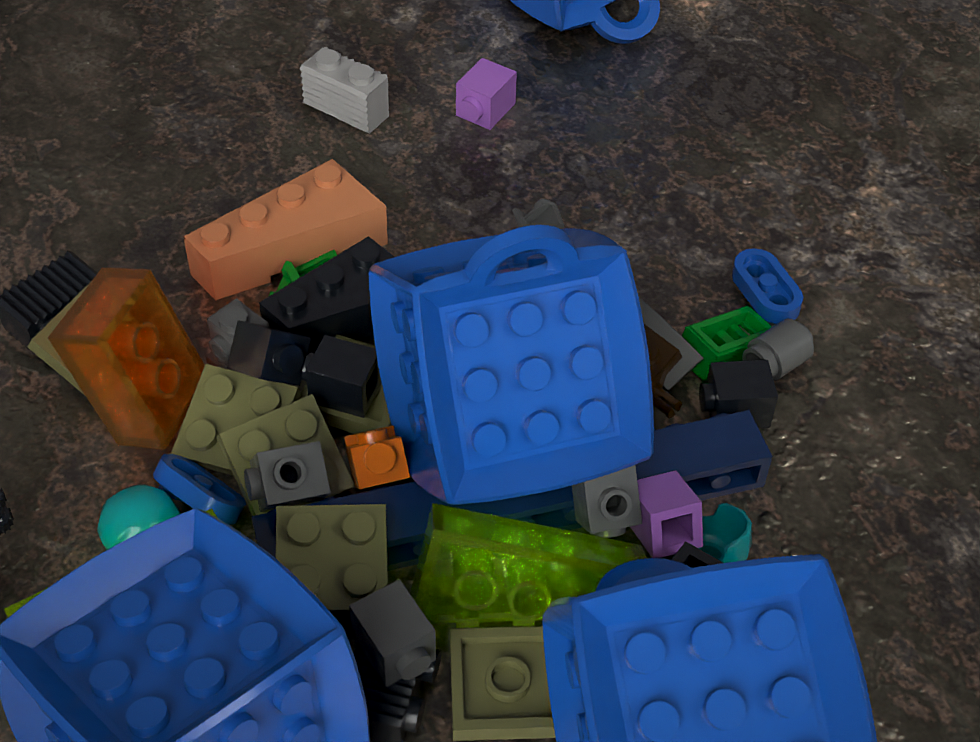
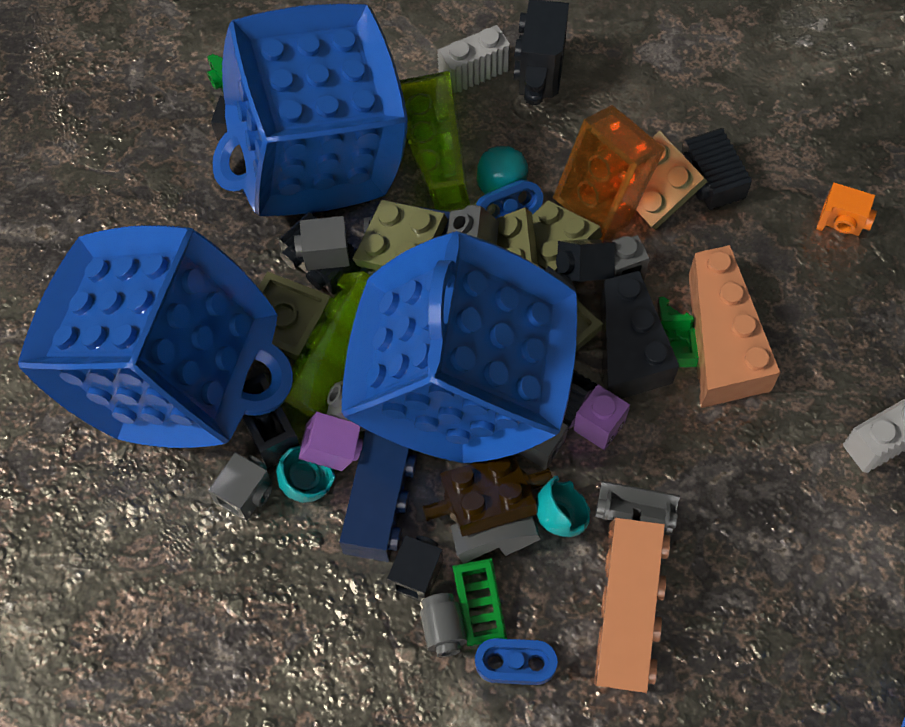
camera: 120 degrees right, 15 degrees up
(74, 180) = (847, 210): none -> orange brick
(486, 93) = (848, 548): medium lavender brick -> none
(656, 207) = (630, 605): none -> nougat wedge

